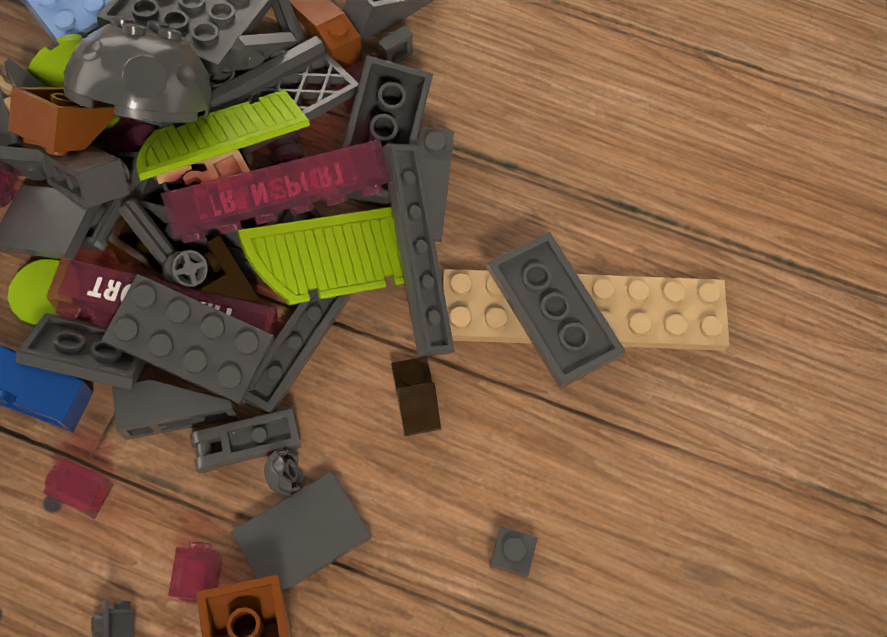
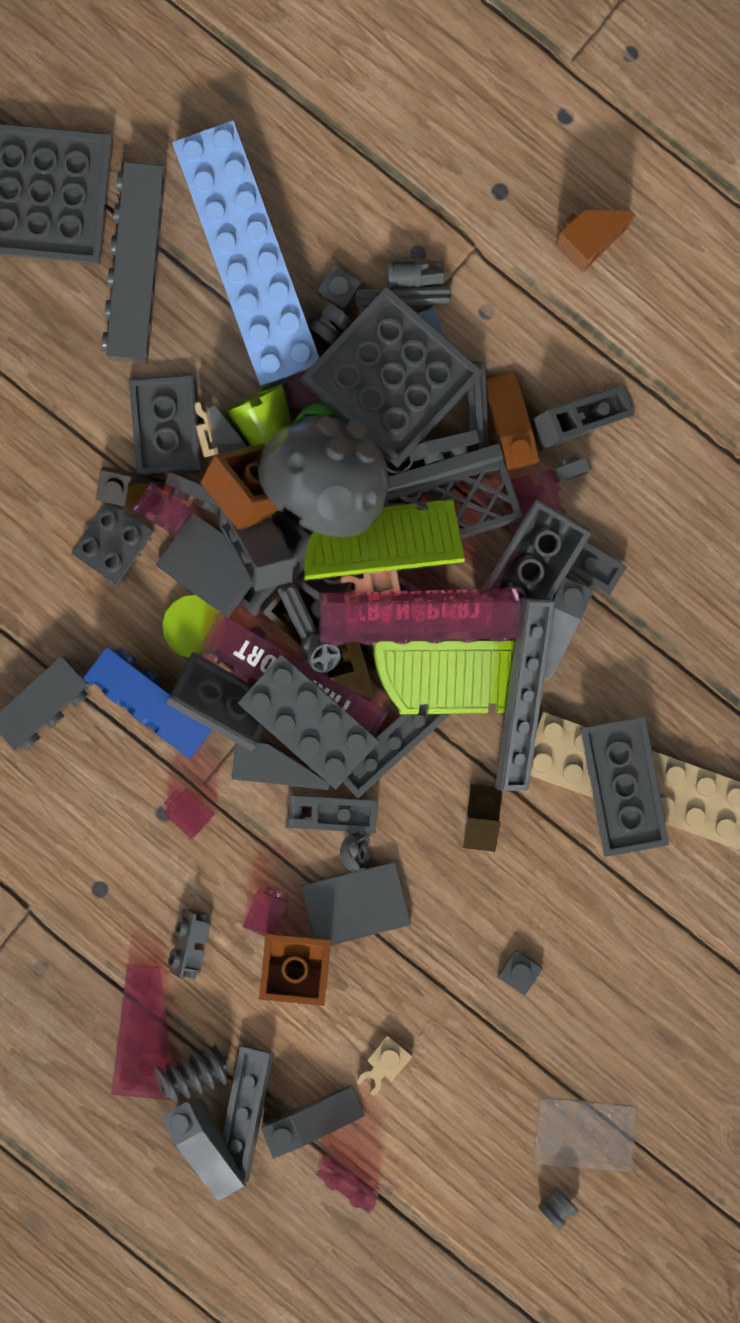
camera: 20 degrees right, 20 degrees up
(451, 118) = (598, 568): none -> dark grey plate

